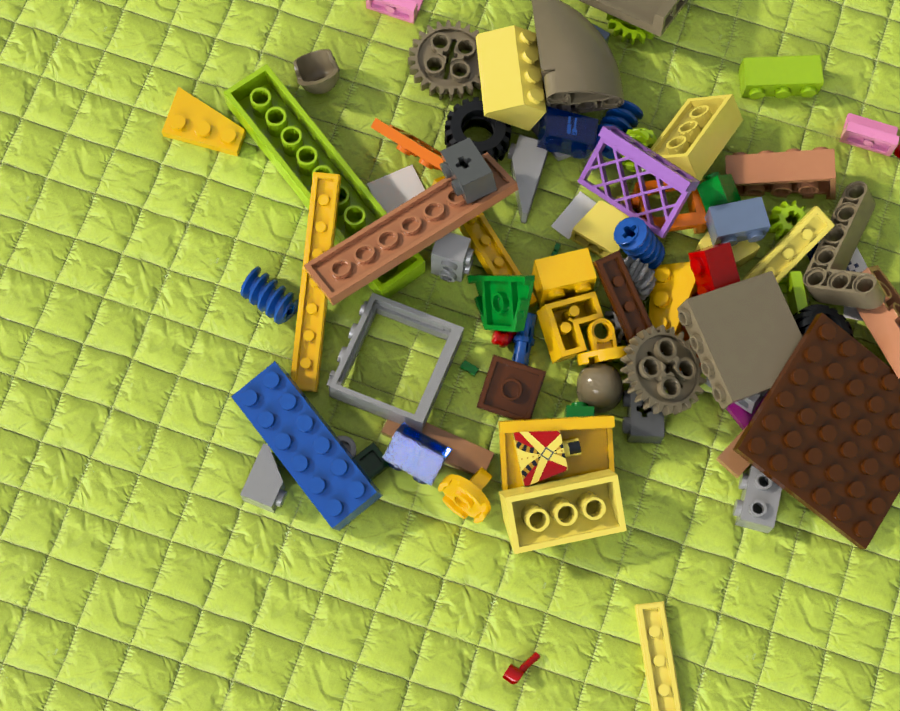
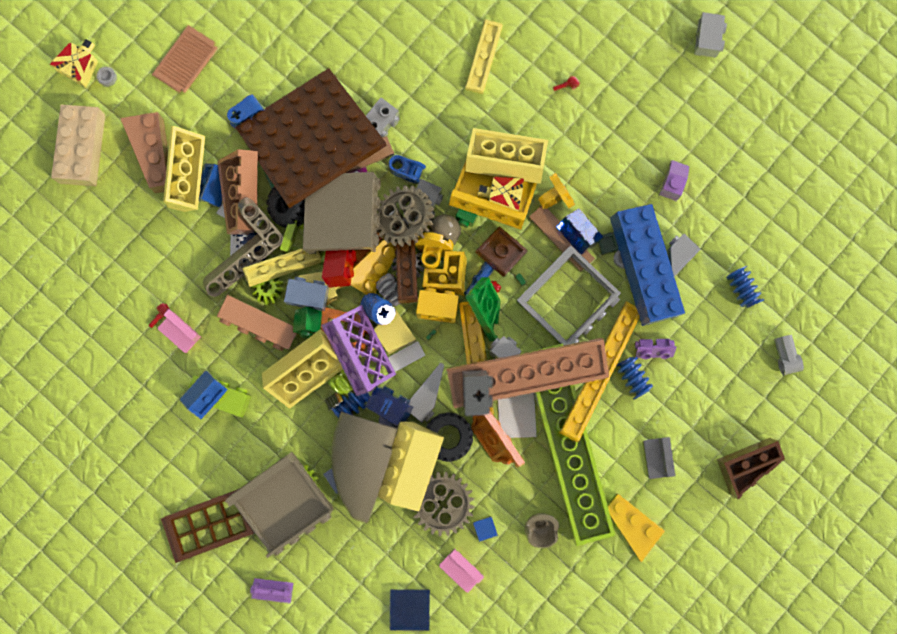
camera: 155 degrees left, 10 degrees up
(67, 401) = (789, 360): none -> light grey piece
(78, 244) = (749, 465): none -> reddish brown wedge
(157, 471) = (744, 287): none -> blue piece
(200, 214) = (659, 458): none -> flat silver panel
(244, 349) = (663, 349): none -> medium lavender hinge
(310, 587) = (675, 181): none -> medium lavender slope
(385, 55) = (485, 529): none -> blue tile
(638, 116) = (333, 400): none -> black sticker
(687, 448) = (408, 169): none -> blue piece
(800, 60) = (203, 395): none -> blue panel

